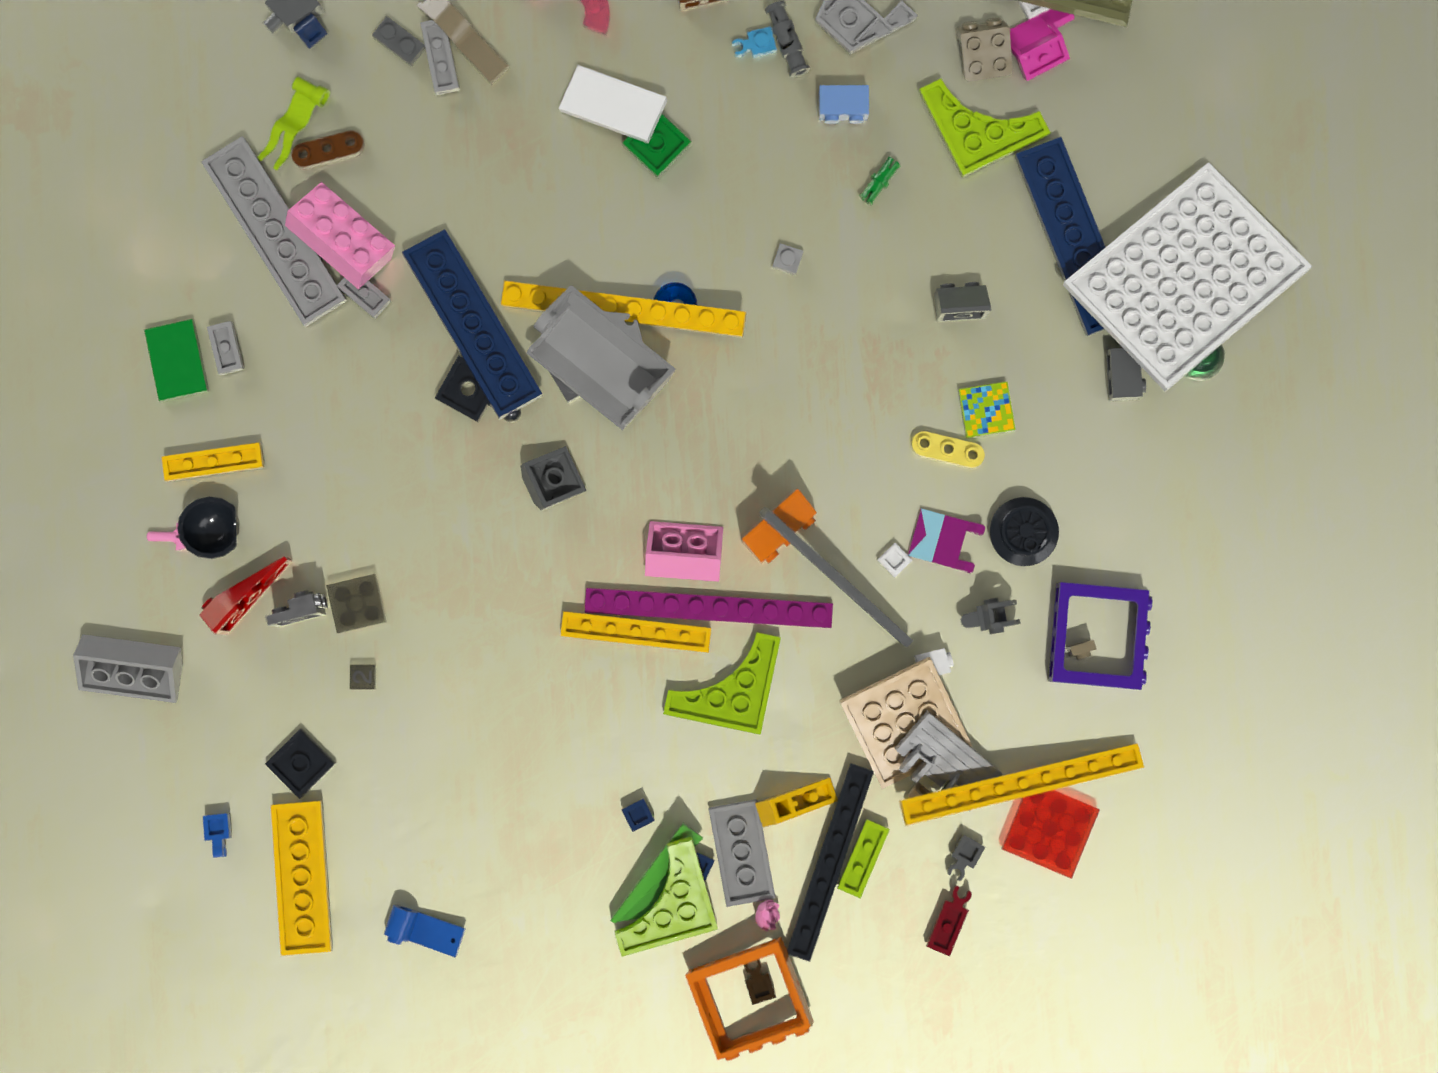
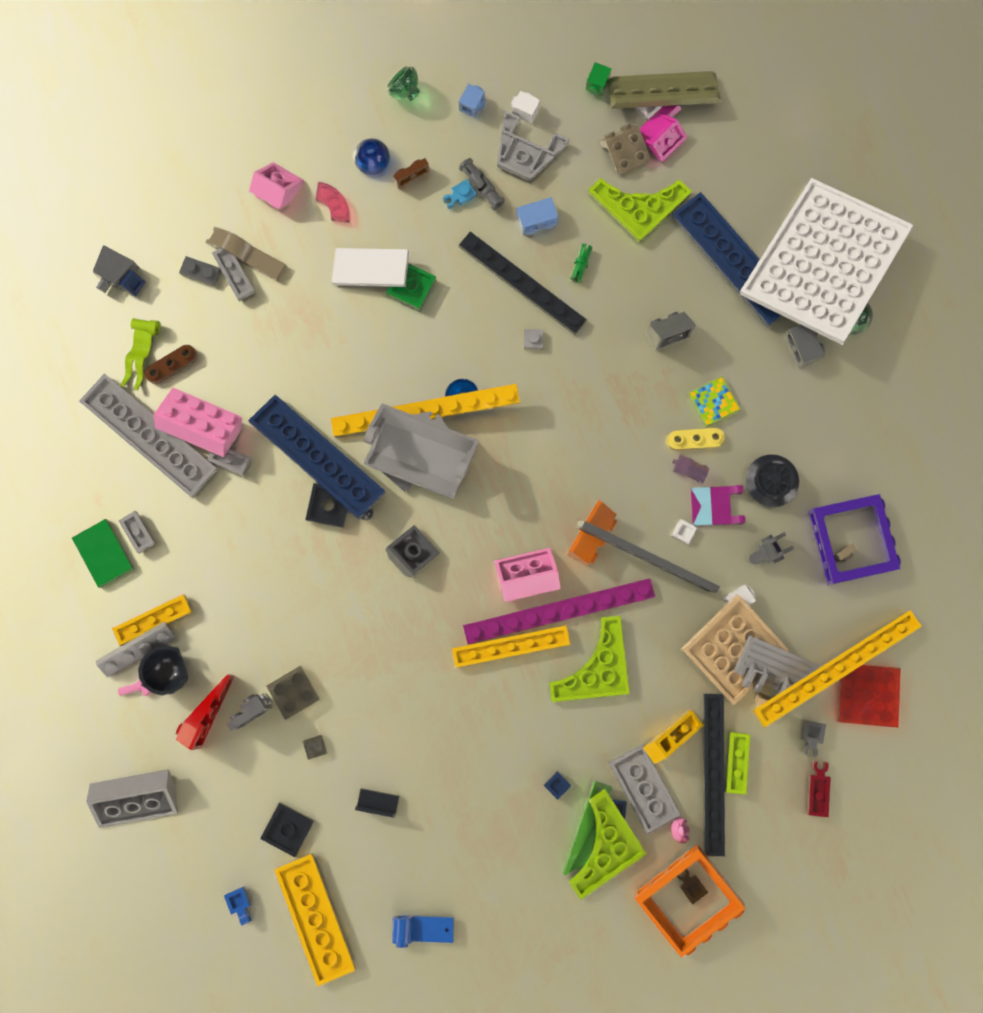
camera: 20 degrees left, 5 degrees down
(182, 491) = (135, 649): none -> light grey plate
(417, 766) = (377, 803): none -> black panel
(797, 183) = (522, 283): none -> black plate
(927, 484) = (687, 467): none -> piece

